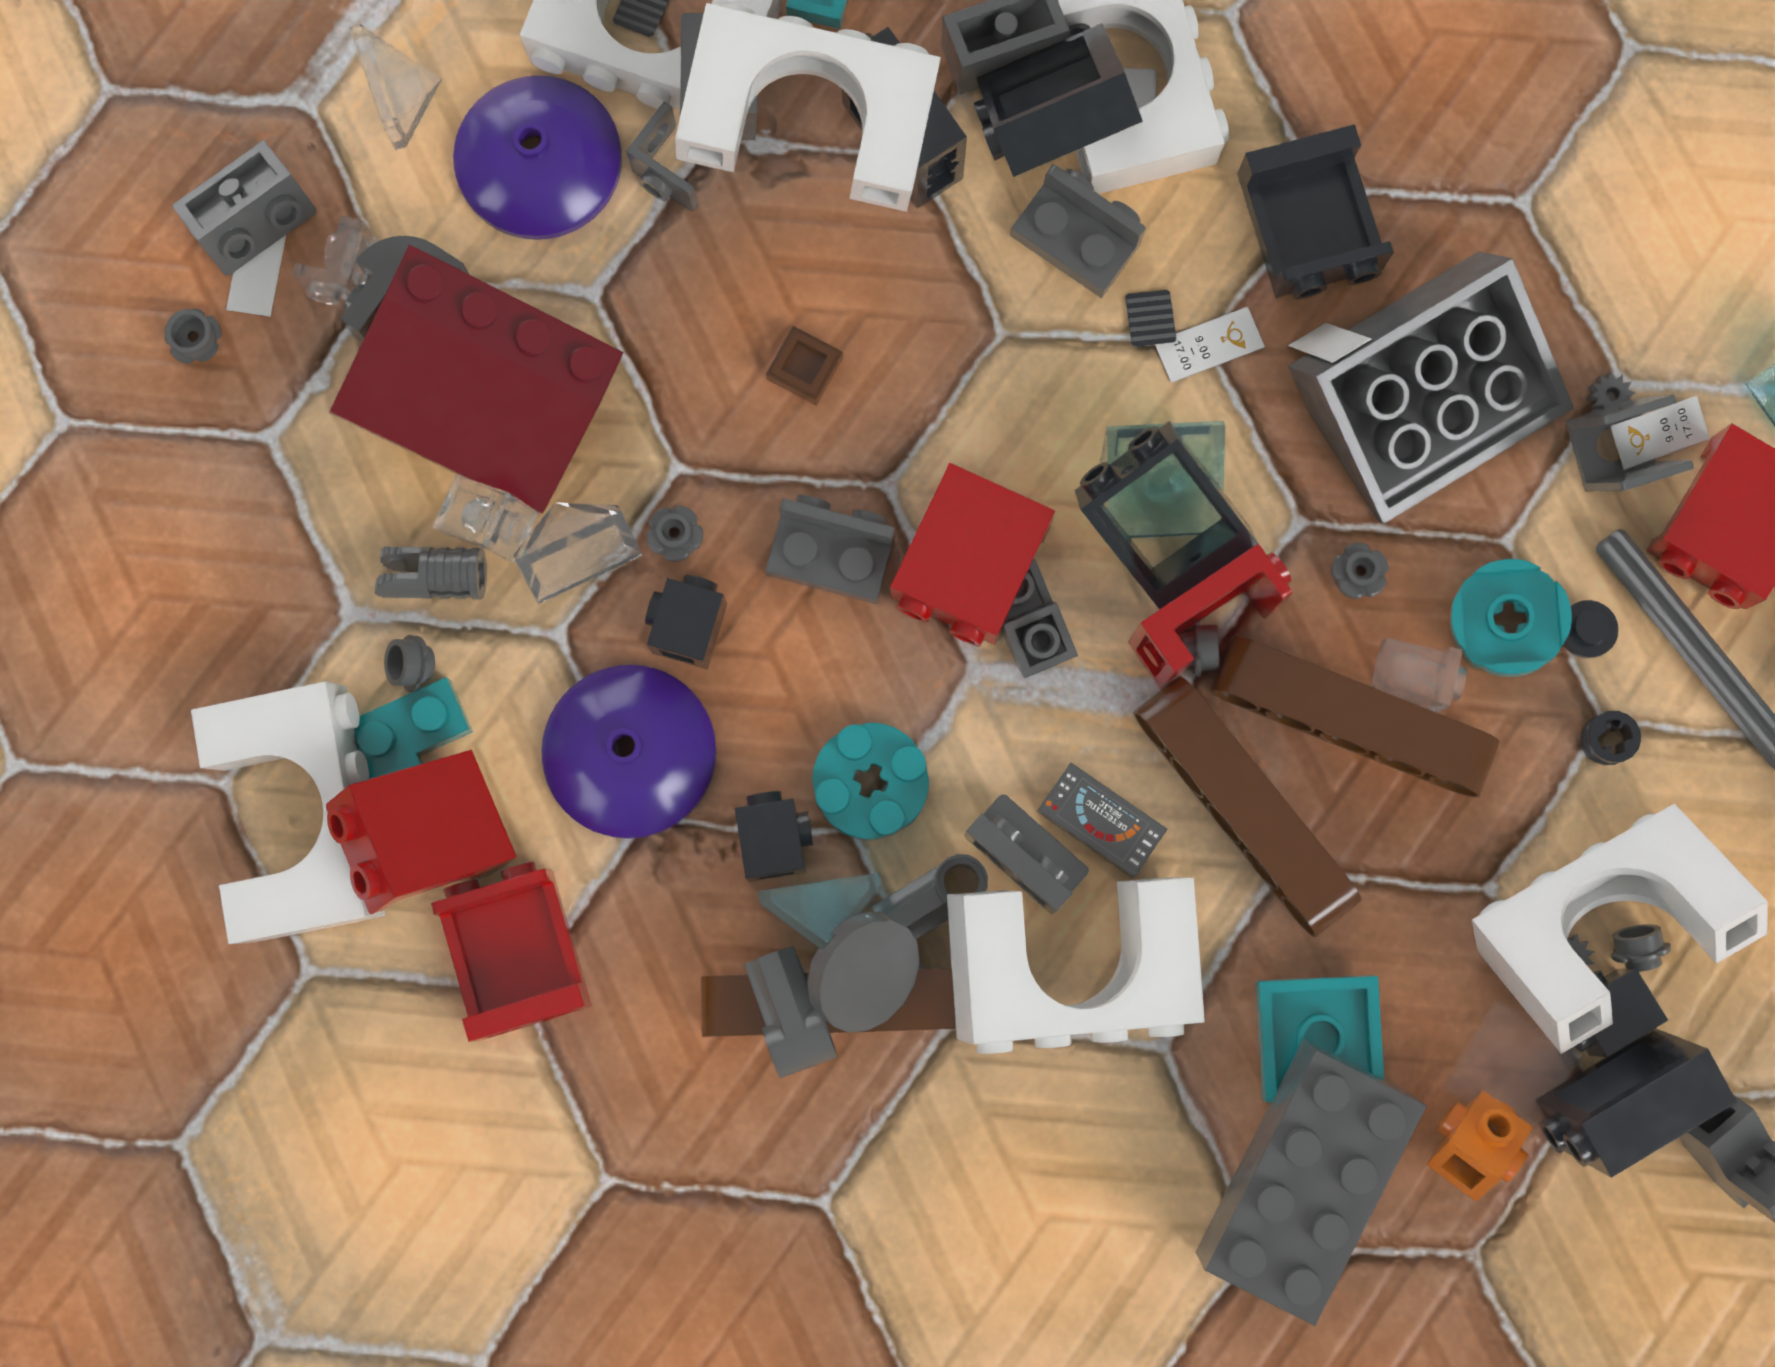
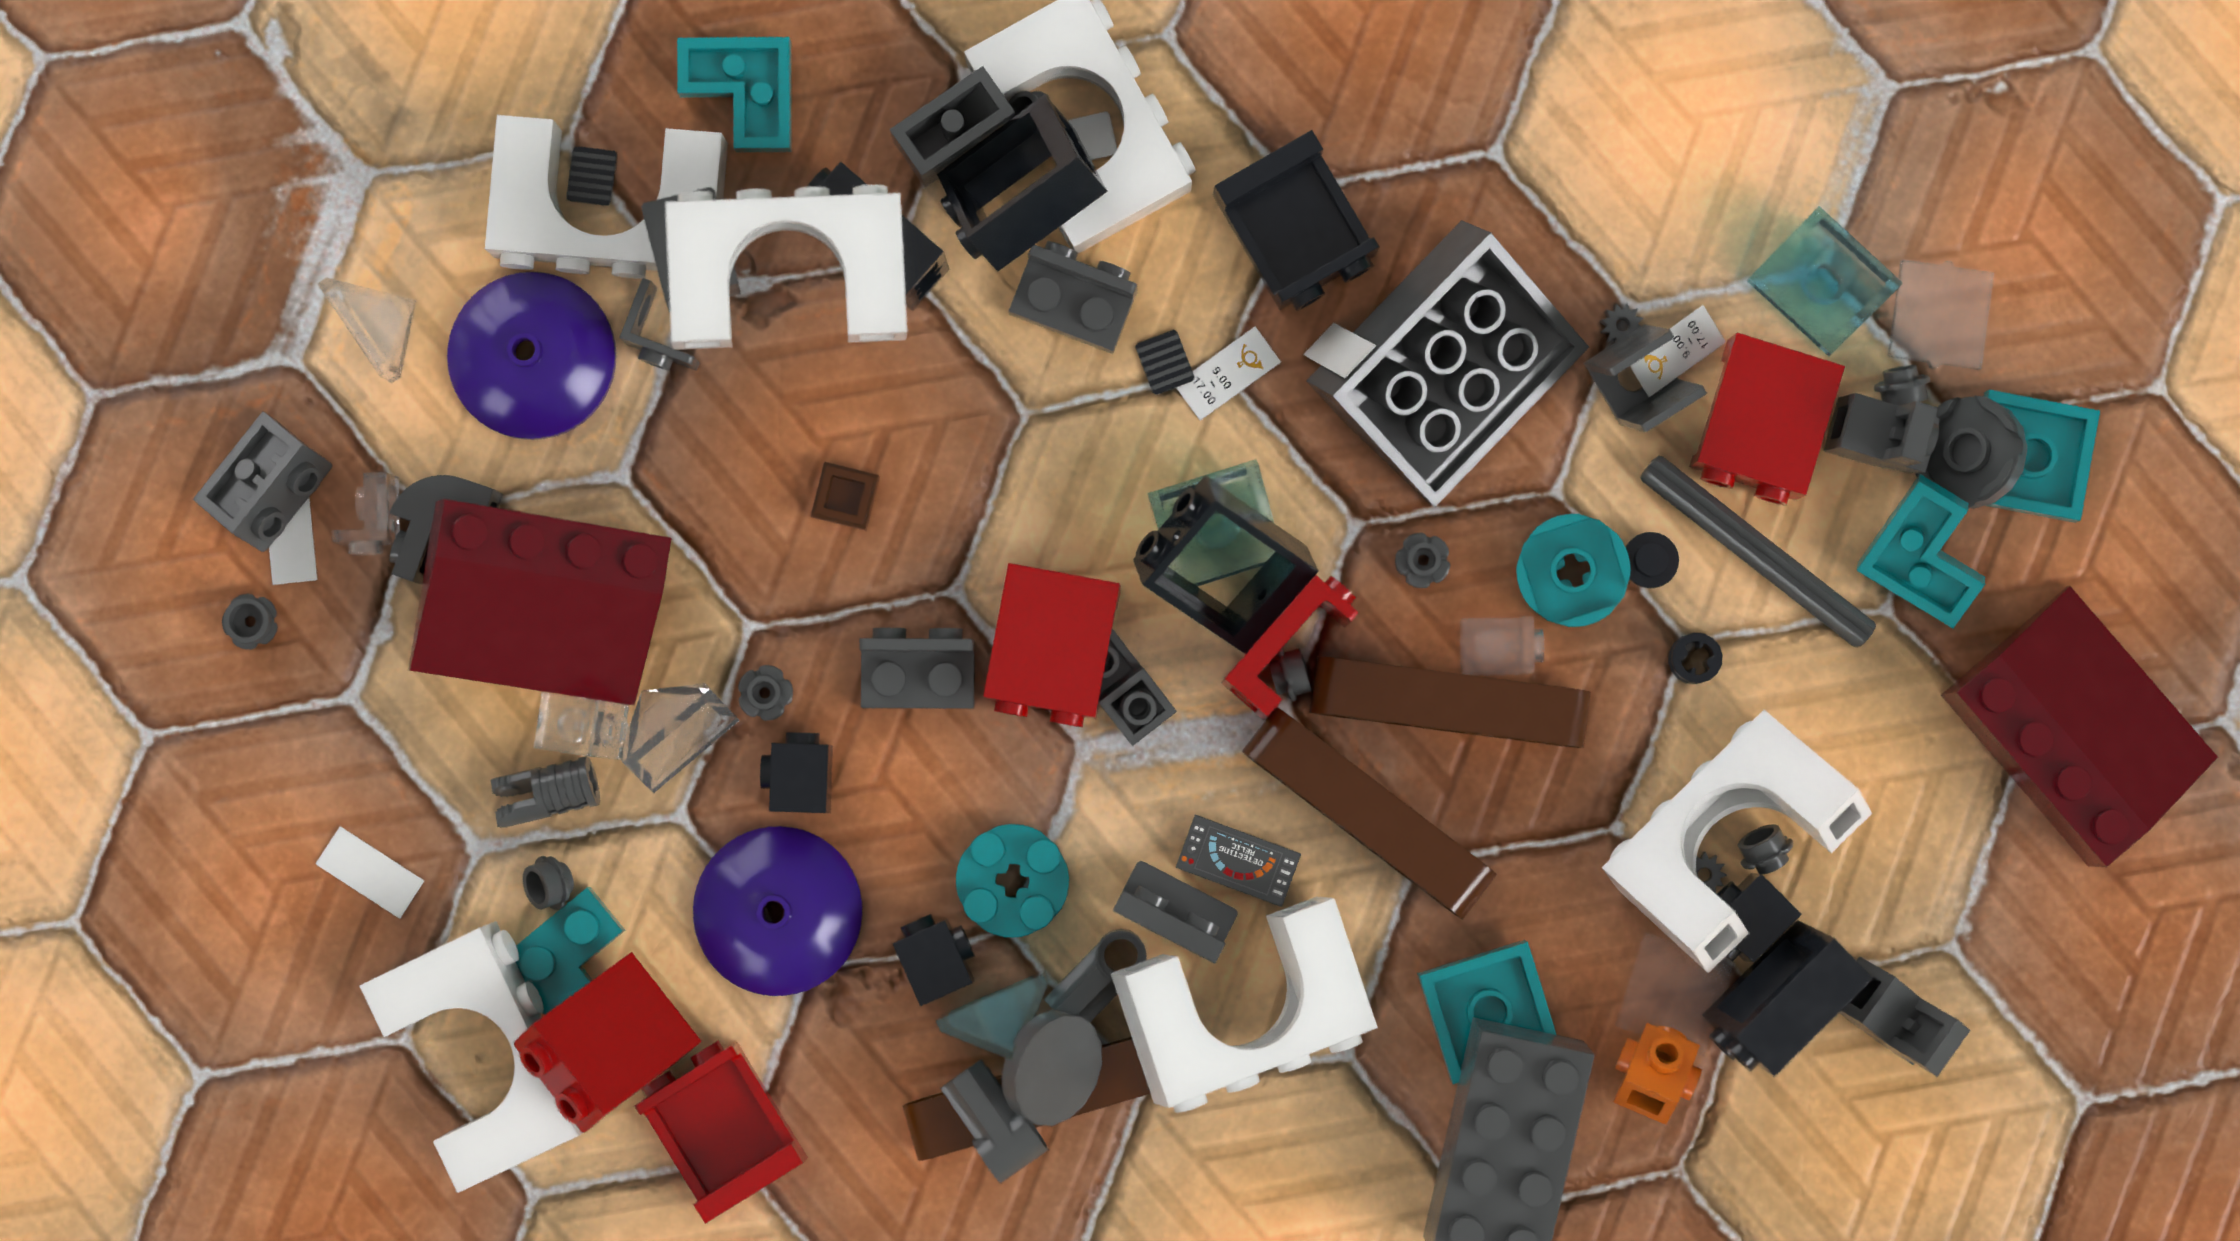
camera: 15 degrees left, 5 degrees up
(238, 609) = (369, 872): none -> white sticker

